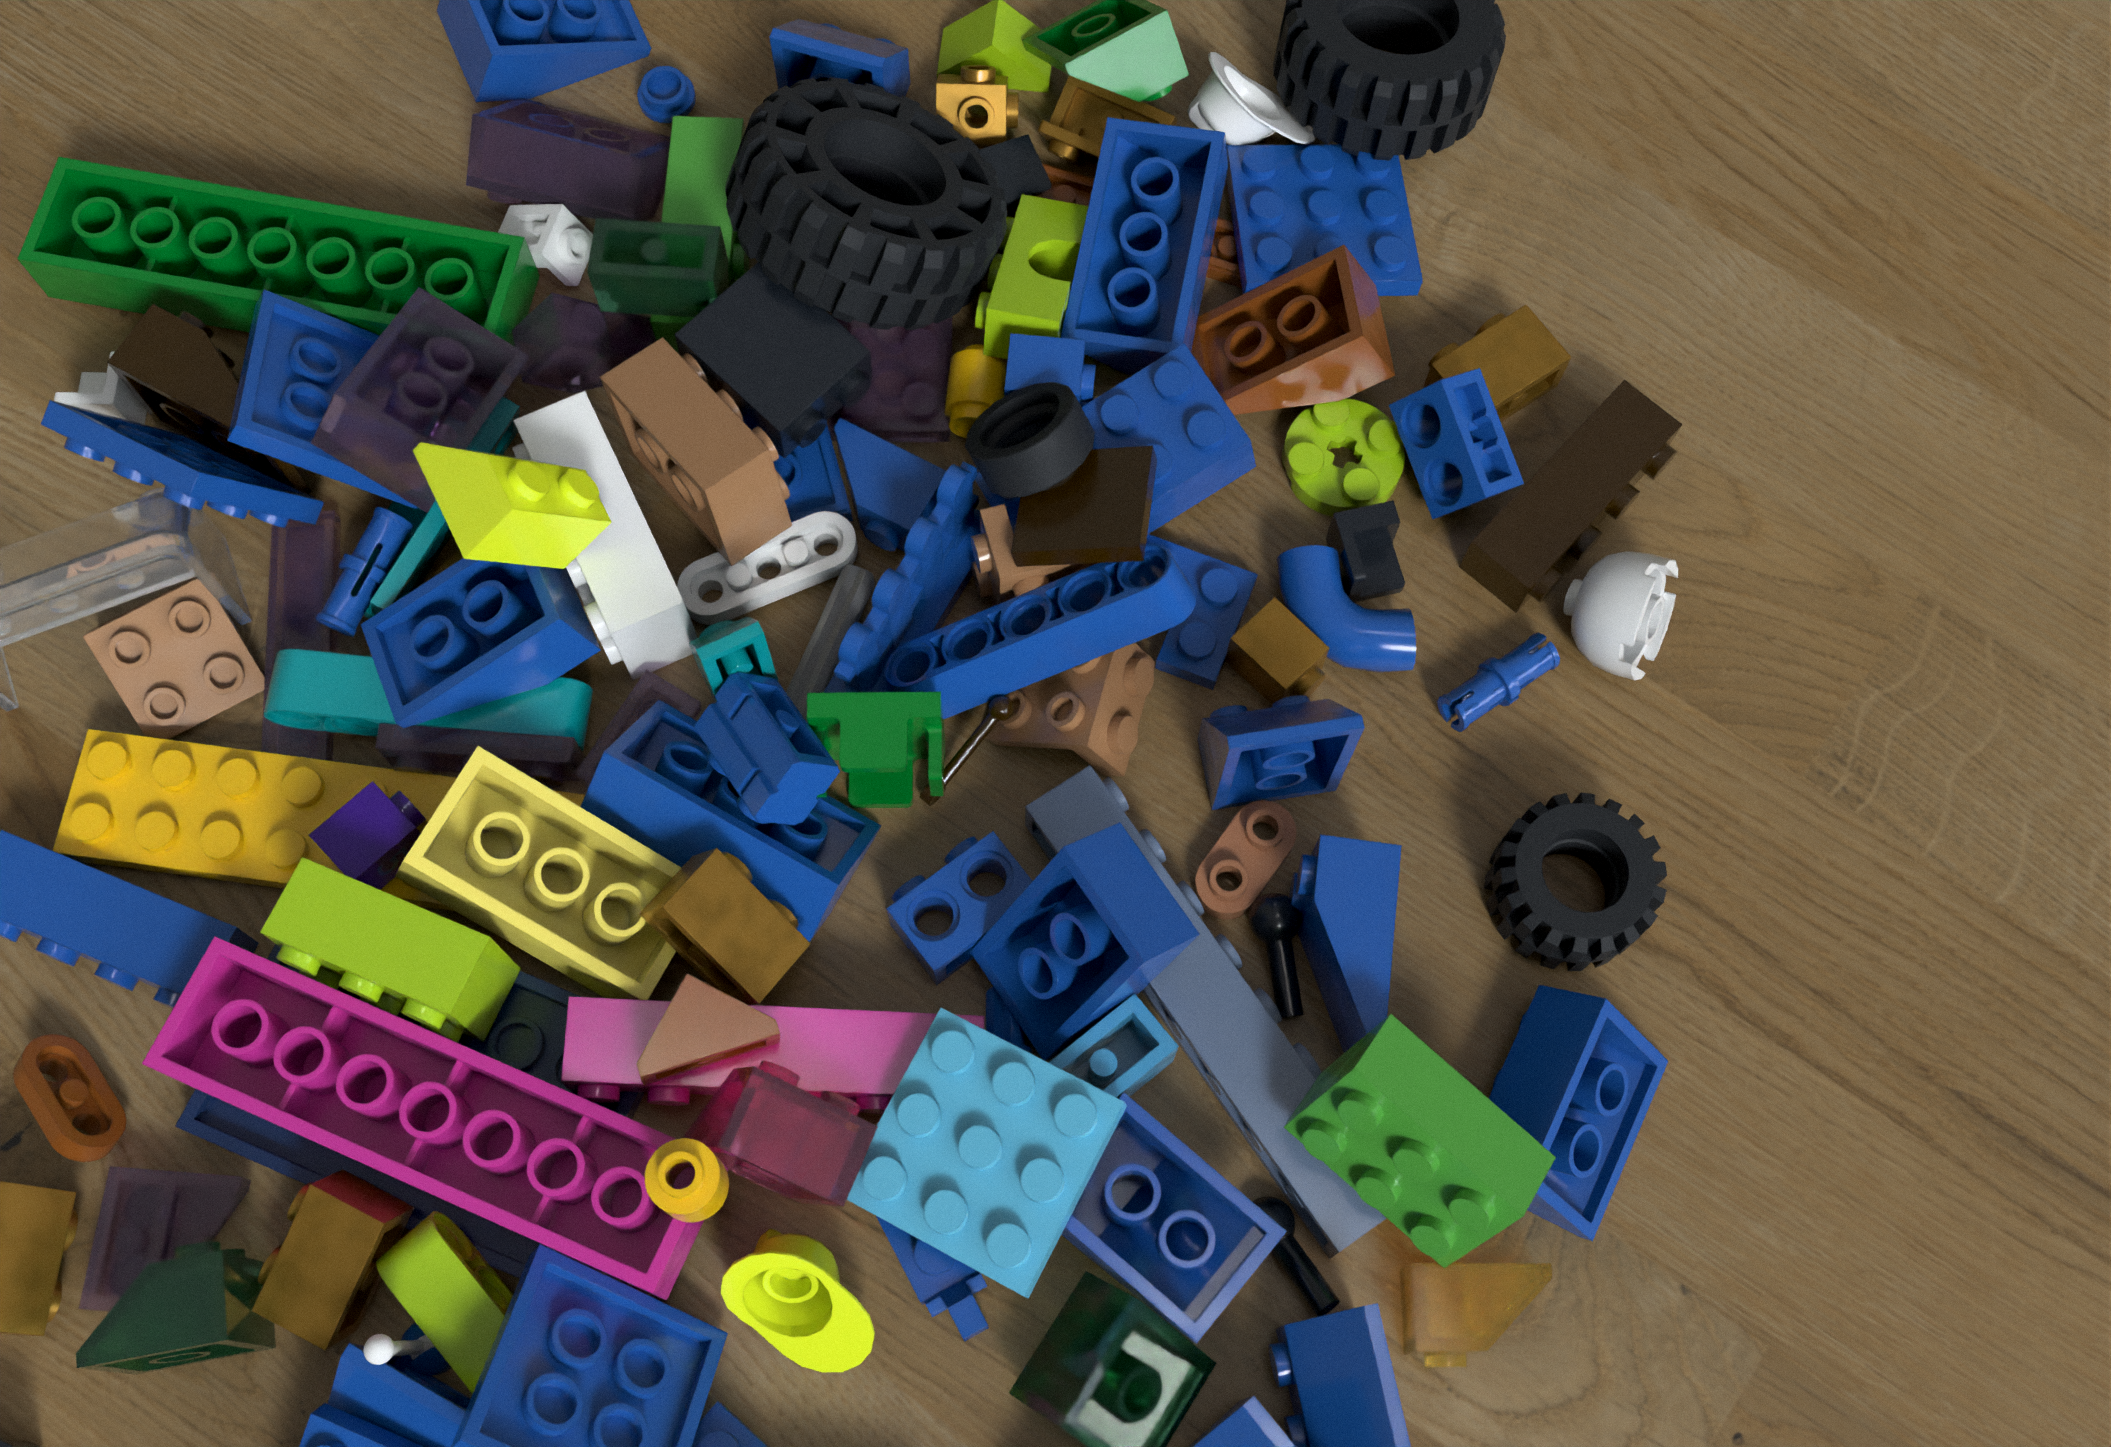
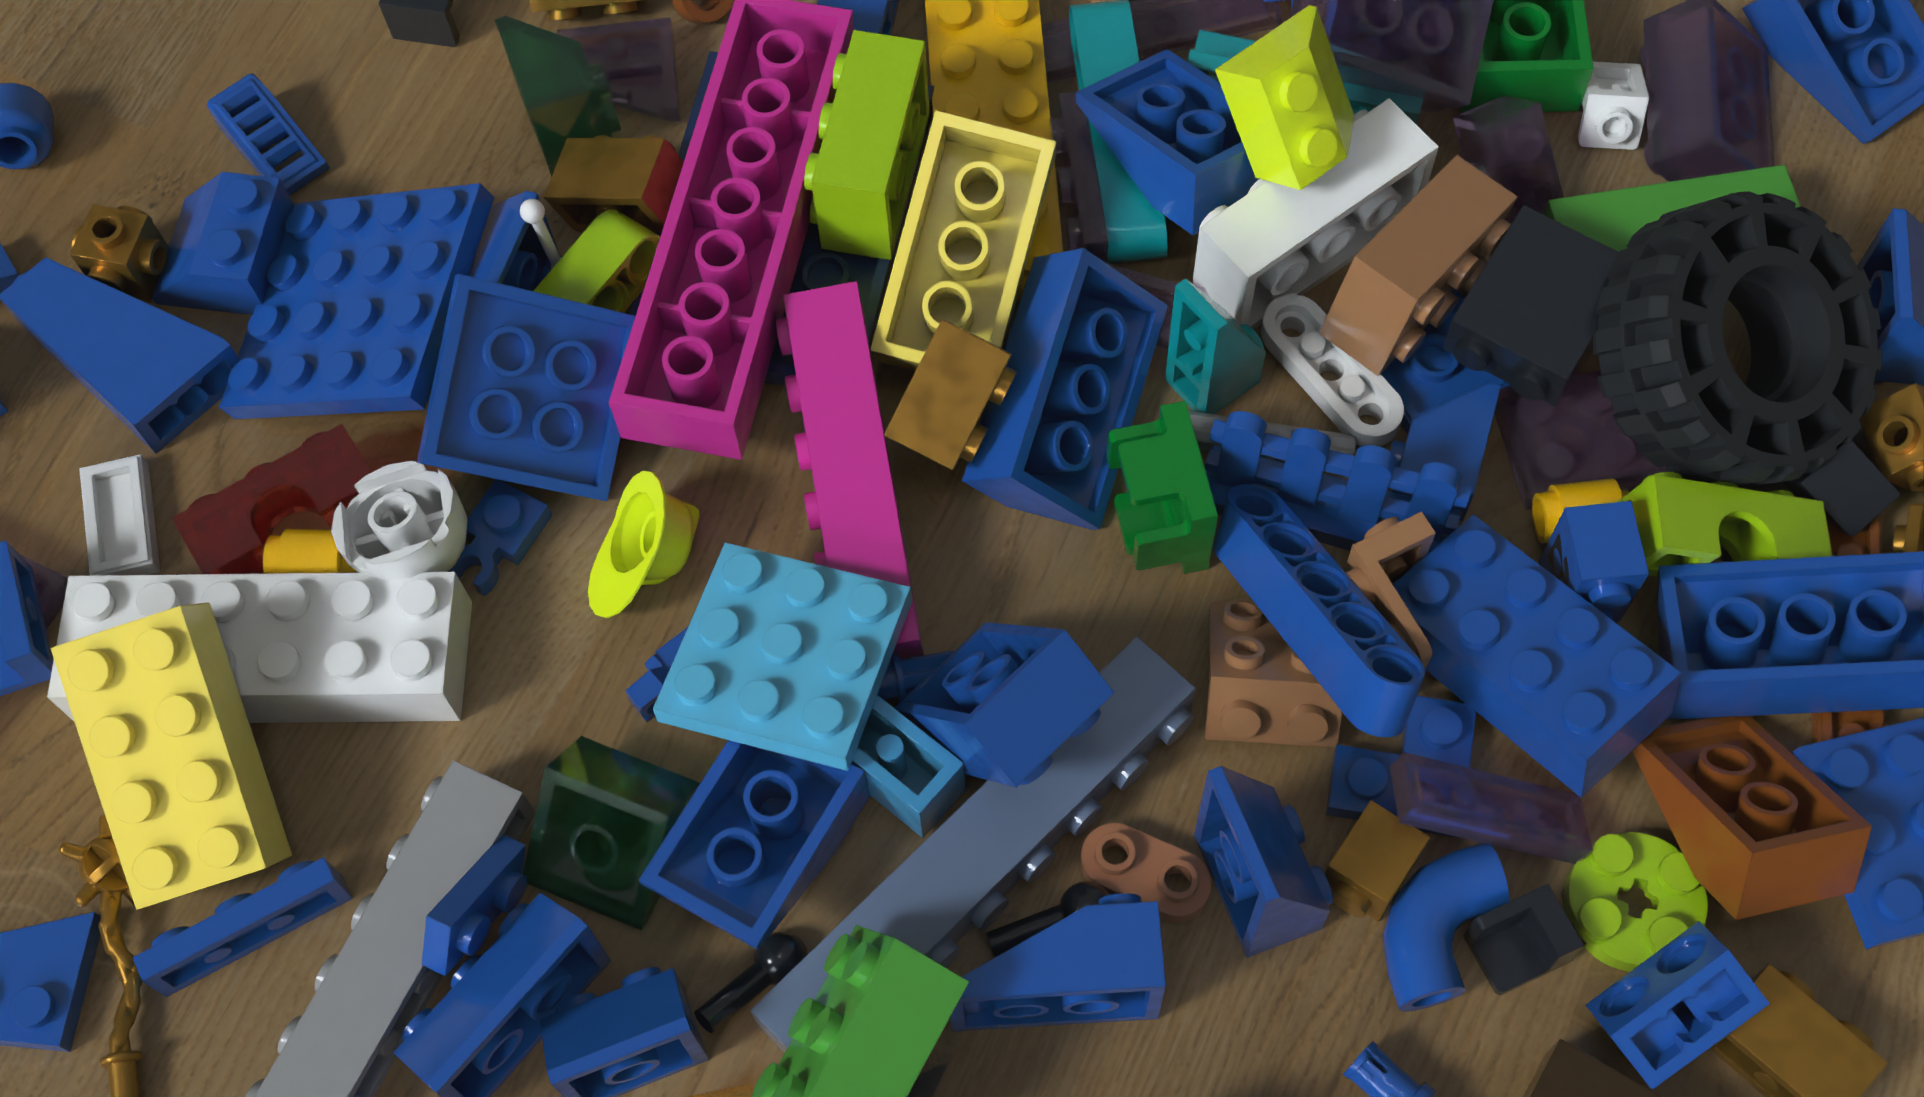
camera: 85 degrees right, 5 degrees down
(370, 835) = (975, 95): dark purple brick -> none
(384, 532) = (1207, 38): blue pin -> none
(657, 267) = (1594, 174): clear green brick -> none
(666, 94) = (1819, 164): blue plate -> none
(701, 1030) = (845, 383): slope -> none
(702, 1196) = (697, 391): yellow brick -> none
(765, 750) = (1125, 384): blue brick -> none
(784, 1135) = (767, 482): clear pink slope -> none
(950, 892) = (1042, 600): blue brick -> none
(999, 710) = (1235, 598): dark brown hinge -> none
(1030, 439) = (1511, 538): black tyre -> none
(1091, 514) = (1452, 604): dark brown tile -> none
(1253, 543) = (1490, 808): none -> clear purple plate

